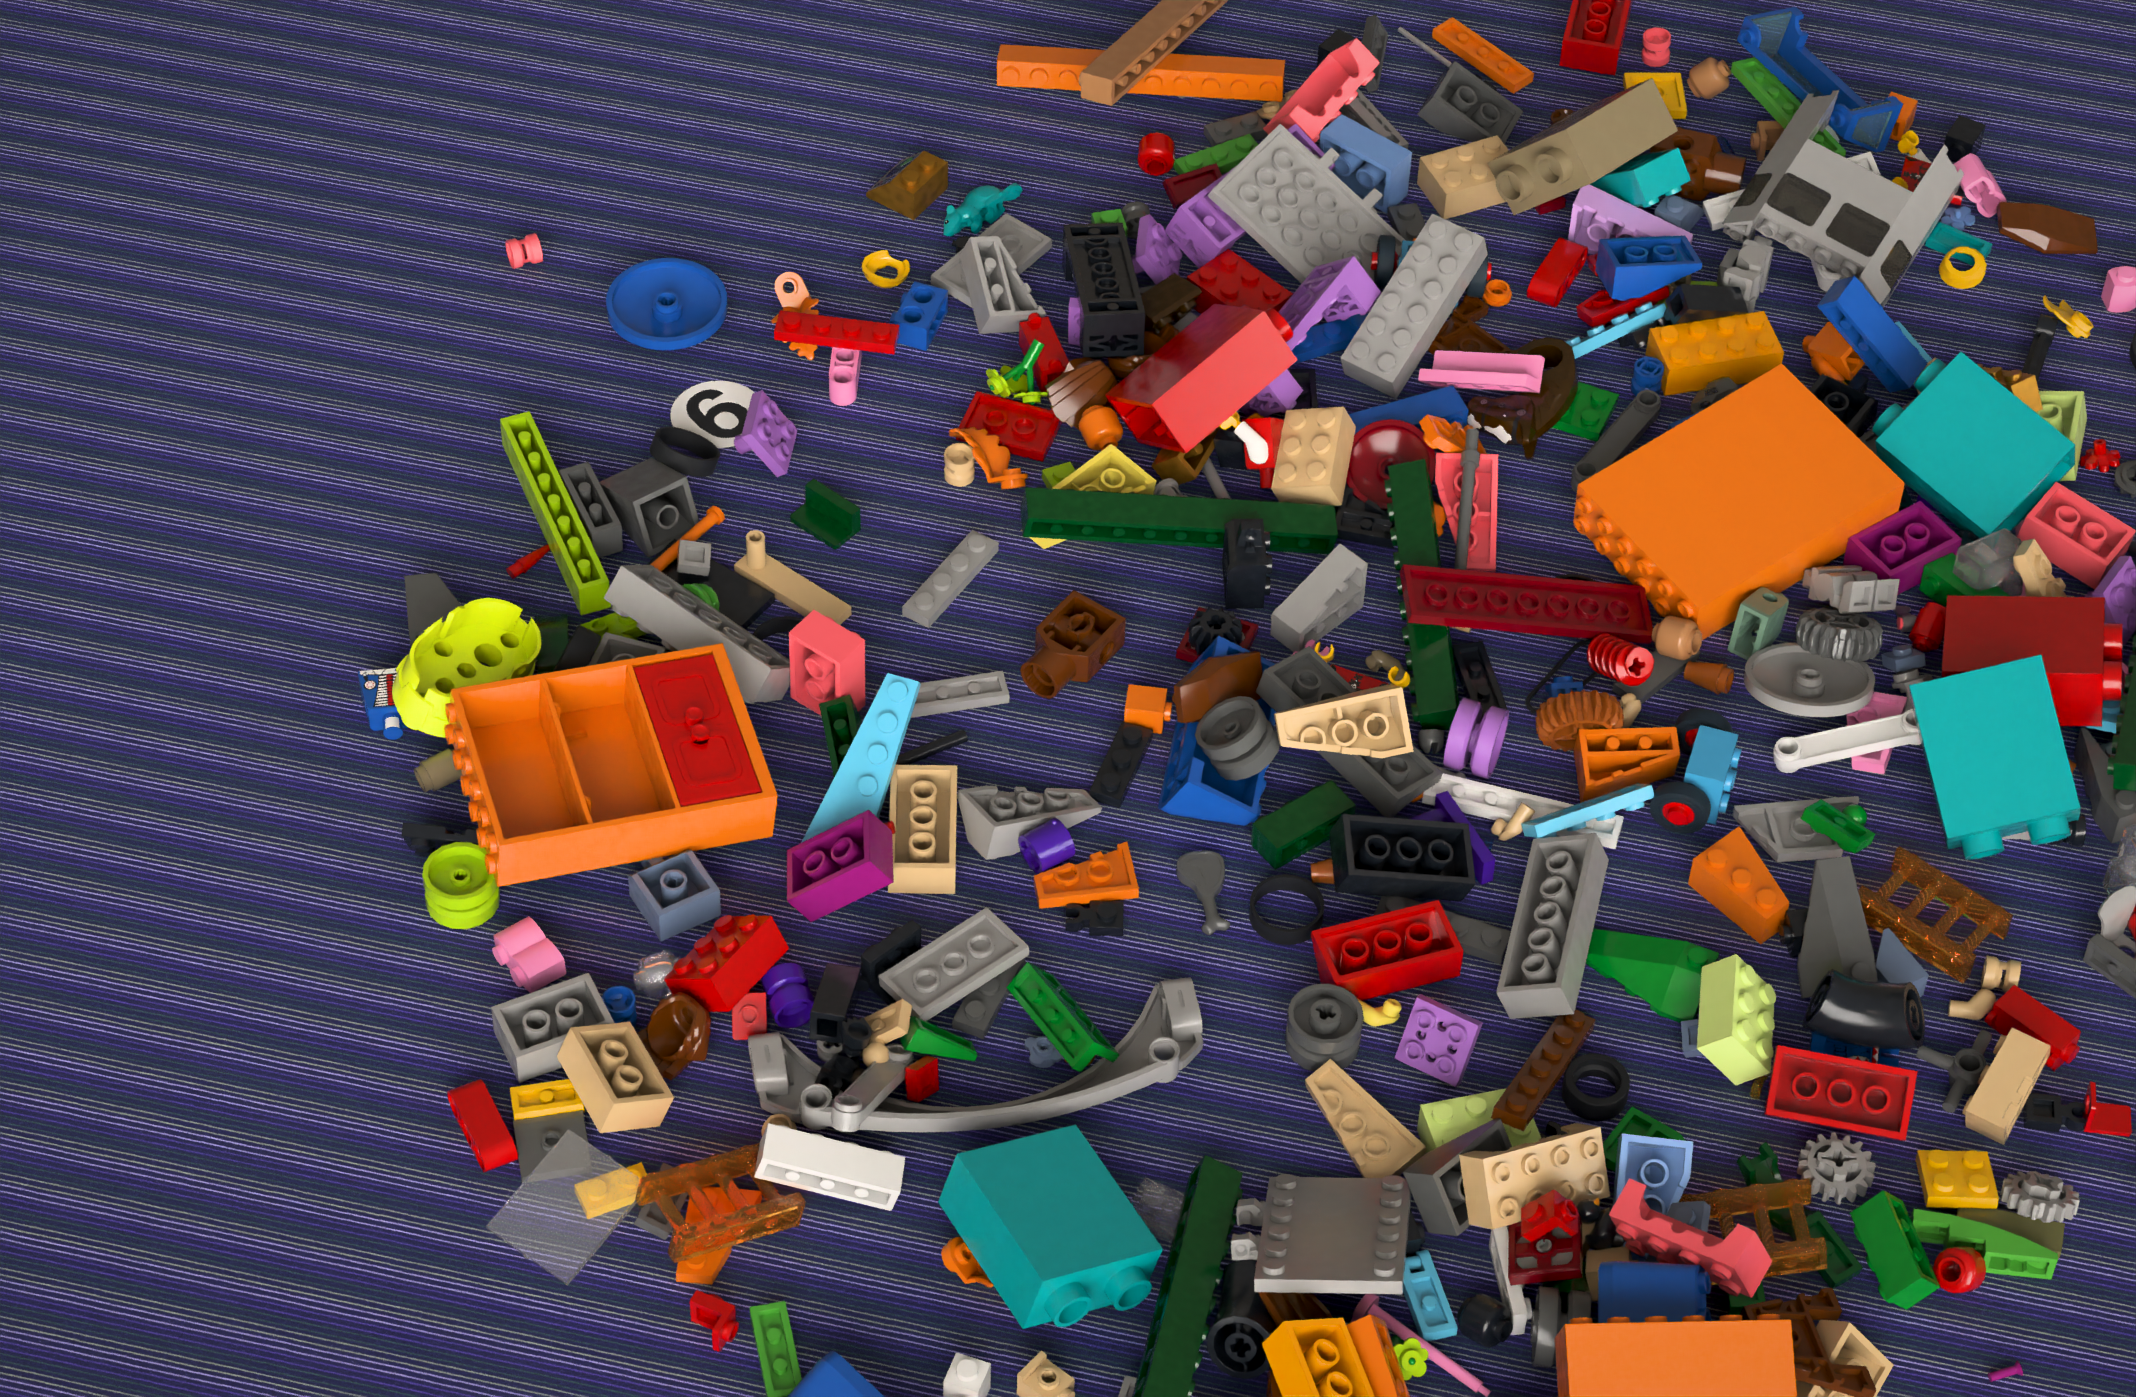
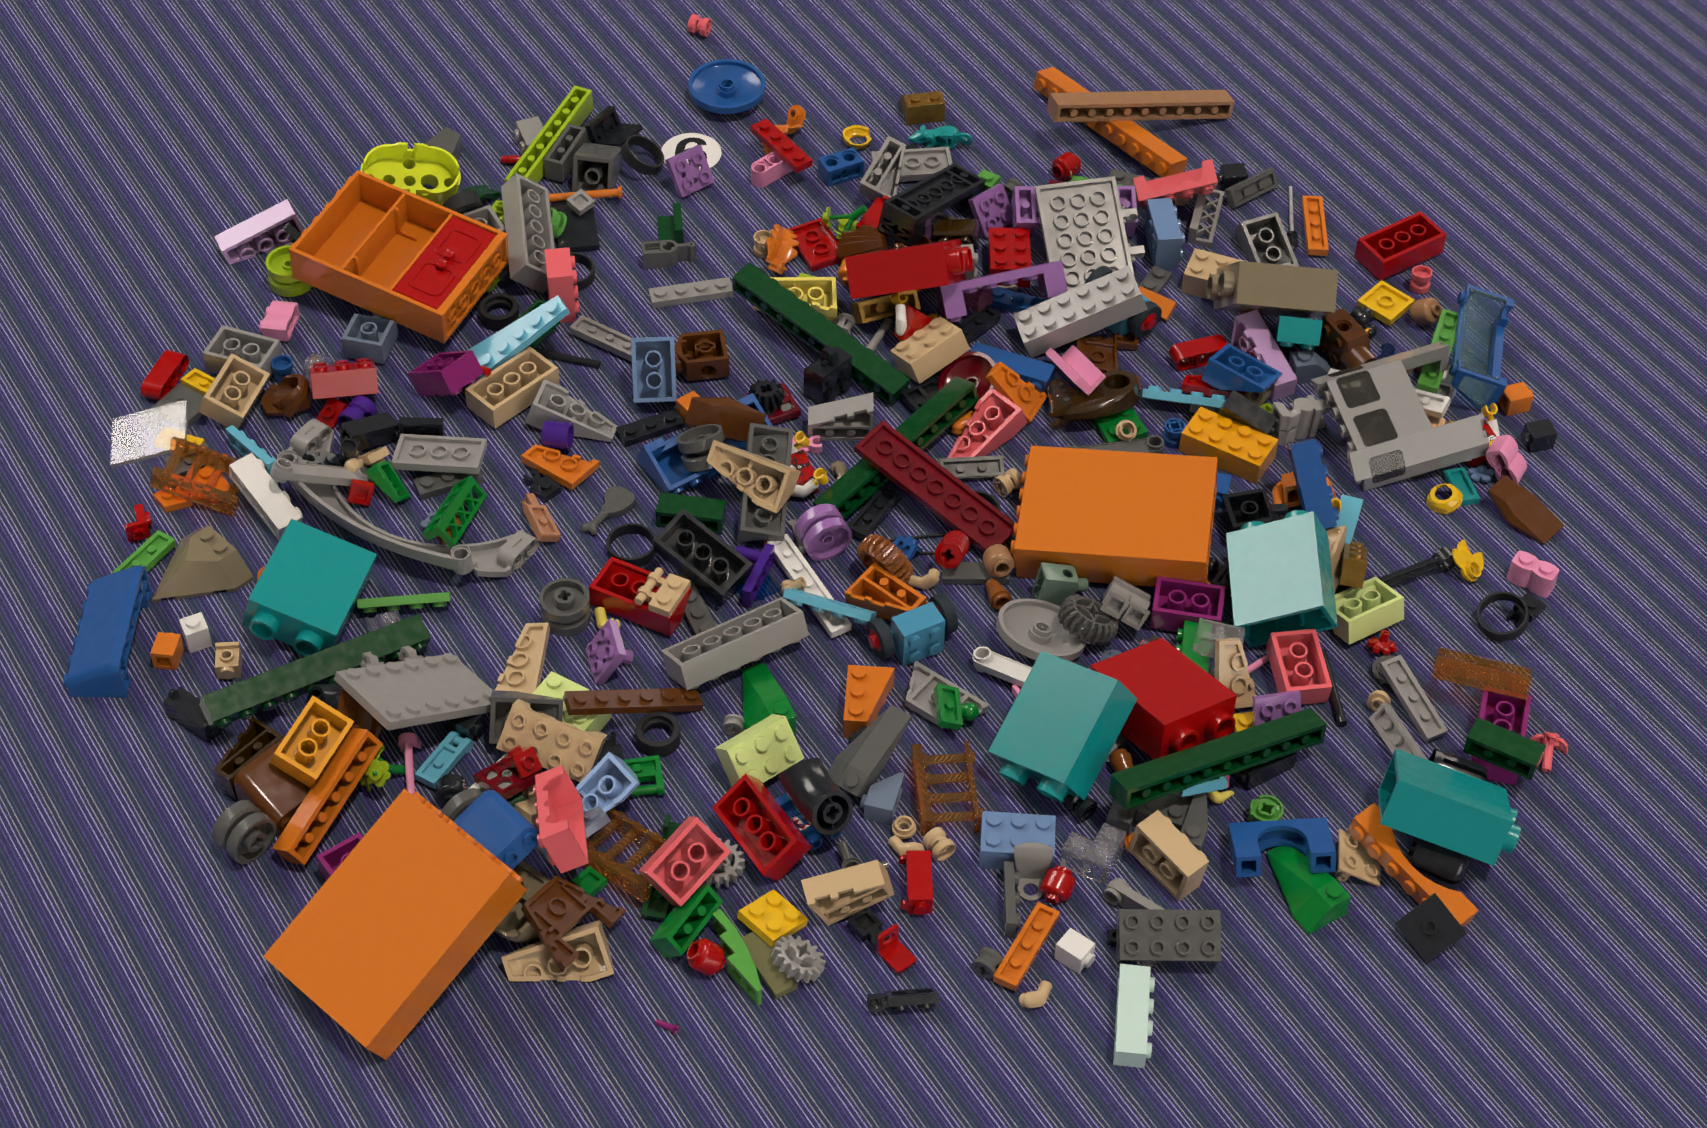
camera: 45 degrees right, 0 degrees up
(356, 866) = (258, 233): none -> lavender wedge
(511, 520) = (527, 131): none -> light grey slope
(610, 448) = (608, 129): none -> black bracket
(726, 1129) = (245, 446): none -> medium azure plate
(787, 584) = (612, 244): tan piece -> none
(787, 739) = (495, 301): none -> black tyre
(854, 1301) = (203, 565): none -> dark tan wedge
(865, 552) = (666, 253): none -> dark grey piece
(1066, 689) = (653, 369): none -> medium blue brick
(1153, 955) = (540, 519): none -> nougat hinge
(1153, 1149) = (394, 602): none -> bright green plate
(1432, 922) = (667, 597): none -> tan plate
(1469, 461) = (1000, 402): dark grey bar -> none
(1497, 293) = (1153, 342): orange plate -> none
(1514, 552) = (974, 467): none -> dark grey tile
(1564, 549) = (1006, 483): none -> tan wheel
(1608, 406) = (1132, 430): none -> tan plate
(1654, 1015) = (733, 724): none -> light grey bush
(1839, 1184) = (684, 861): none -> coral brick
(1944, 986) = (904, 822): none -> tan plate
(2060, 913) = (1005, 830): none -> medium blue brick

